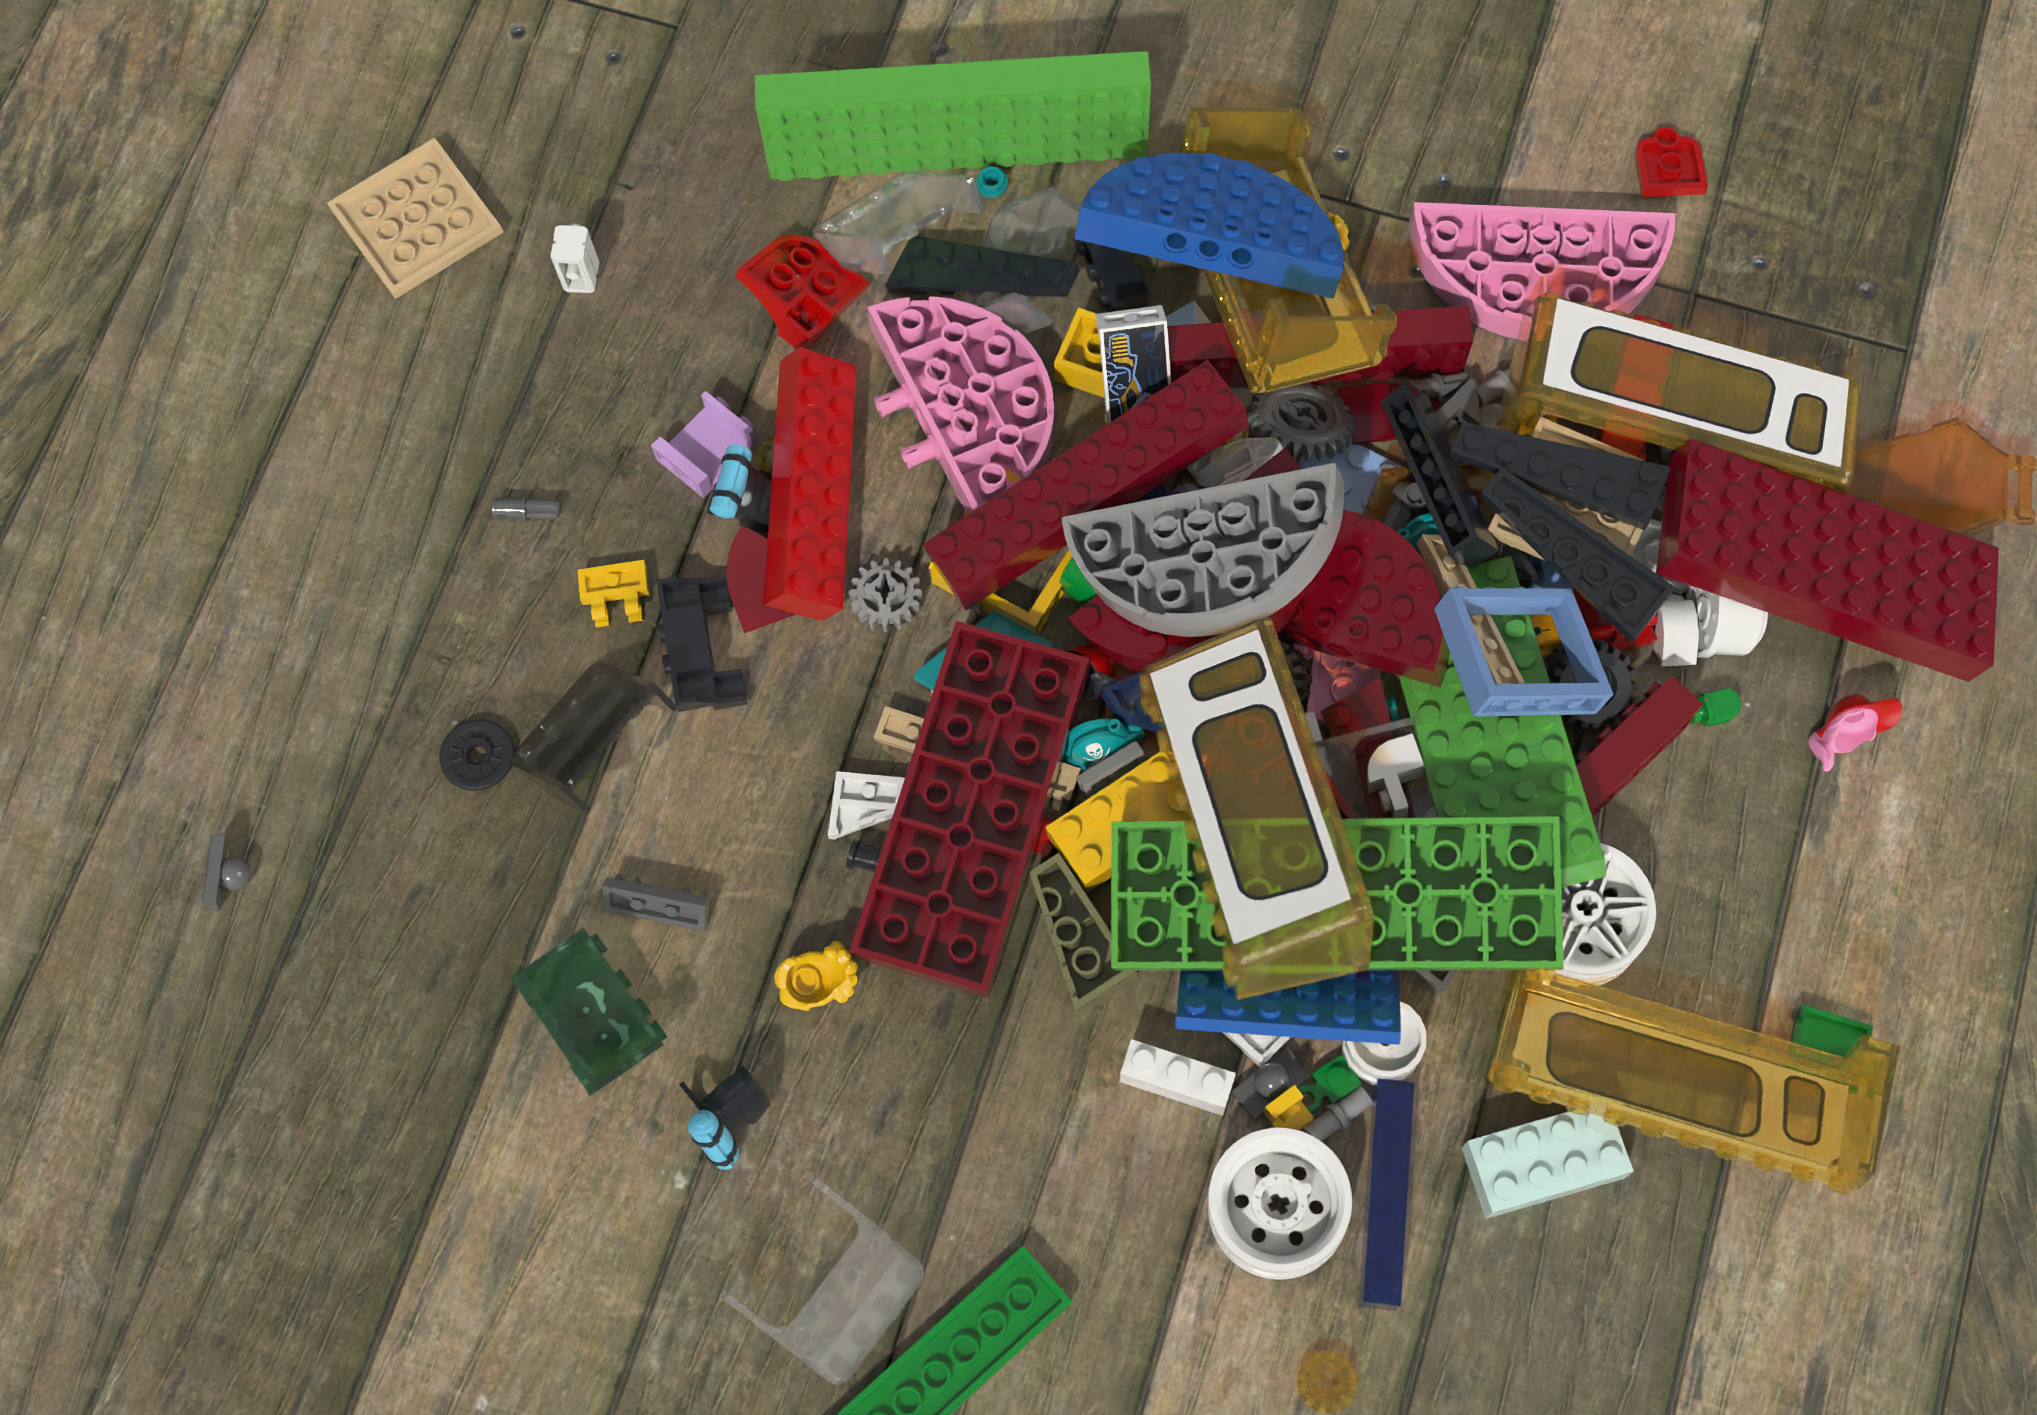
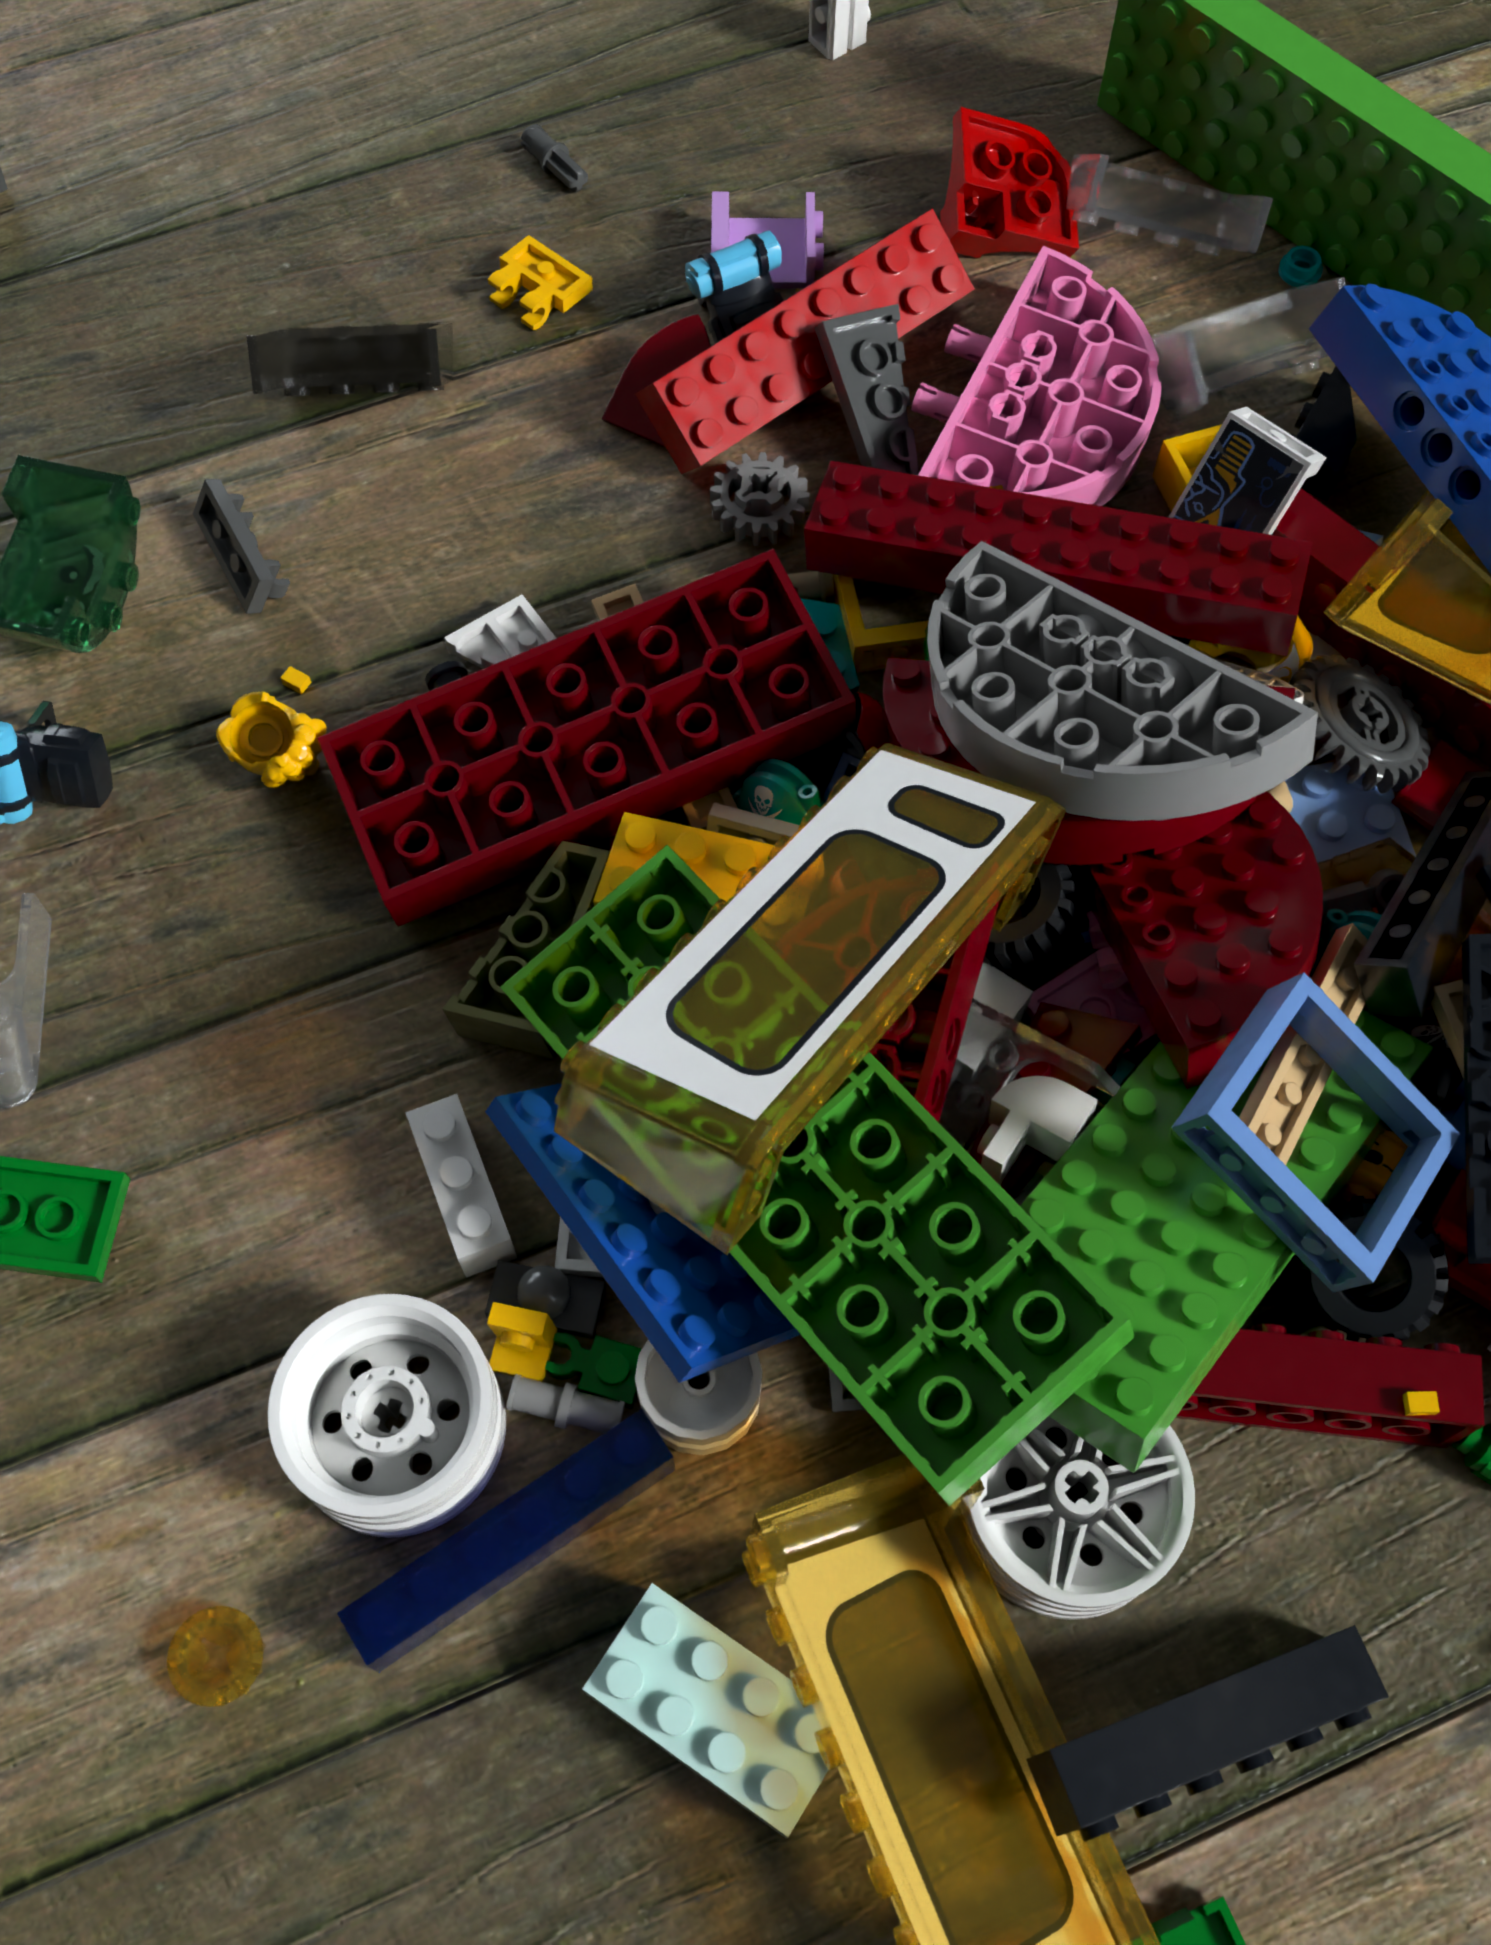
camera: 45 degrees right, 5 degrees down
(462, 740) = (246, 285): black wheel -> none
(687, 639) = (538, 374): black bracket -> none
(775, 936) = (295, 680): none -> yellow piece
(871, 475) = (868, 379): none -> dark grey wing
(956, 266) = (1183, 300): black wing -> none
(1672, 722) = (1421, 1403): none -> yellow piece
(1733, 947) = (1204, 1732): none -> black brick

